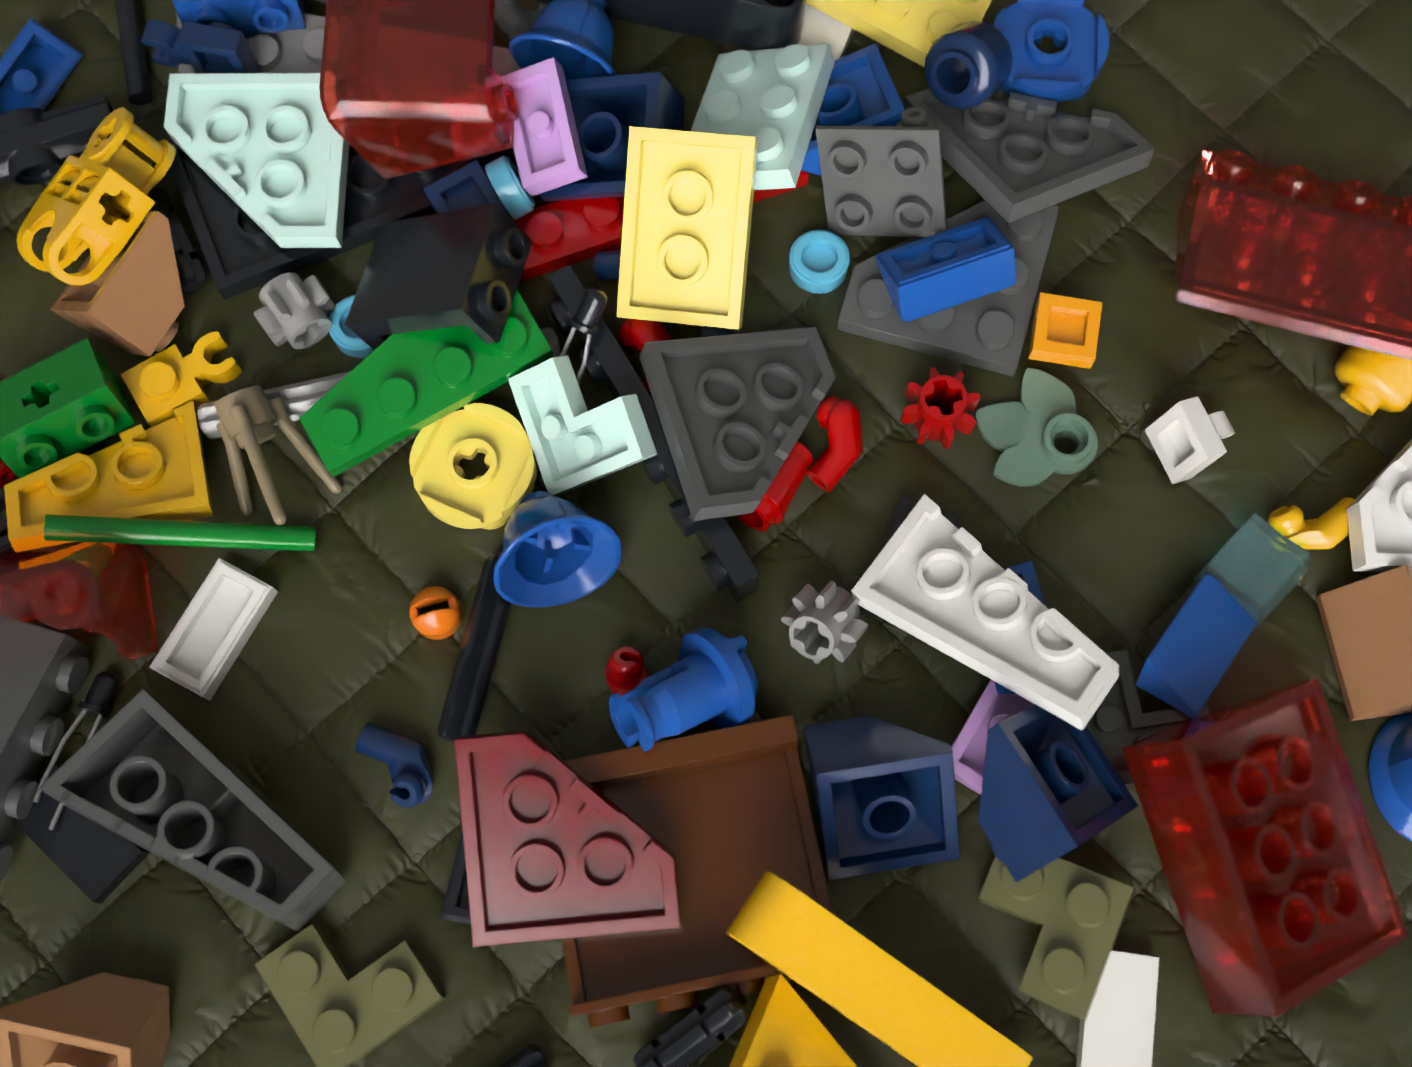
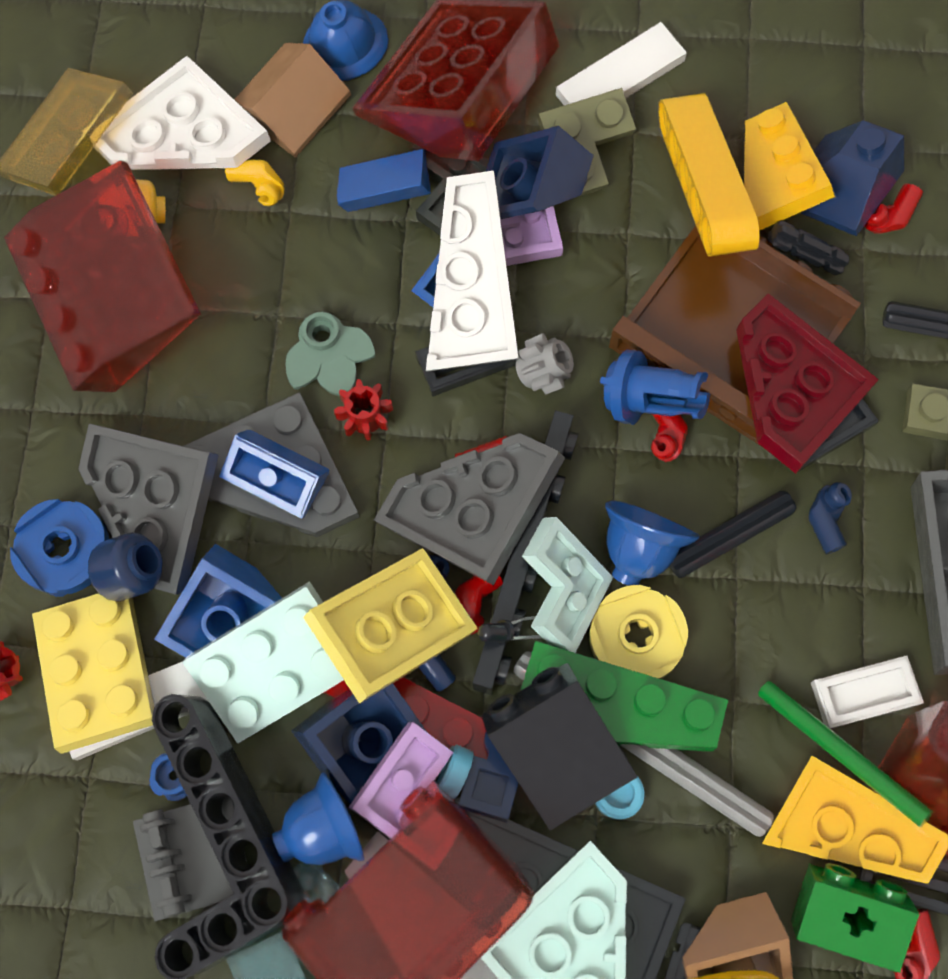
camera: 135 degrees left, 0 degrees up
(176, 379) = (760, 872): yellow plate -> none
(247, 423) = (744, 783): dark tan plant -> none
(295, 310) = (652, 833): light grey gear -> none
(437, 623) = (731, 586): orange hinge -> none
(818, 261) = (327, 560): medium azure tile -> none
(844, 440) = (429, 446): red arm -> none
(881, 796) = (606, 267): dark blue slope -> none
(884, 178) = (252, 543): dark grey hinge -> none
(1065, 330) = (256, 379): light orange tile -> none
(1188, 438) = (264, 270): white tile -> none
(1258, 567) = (310, 191): clear light blue piece -> none

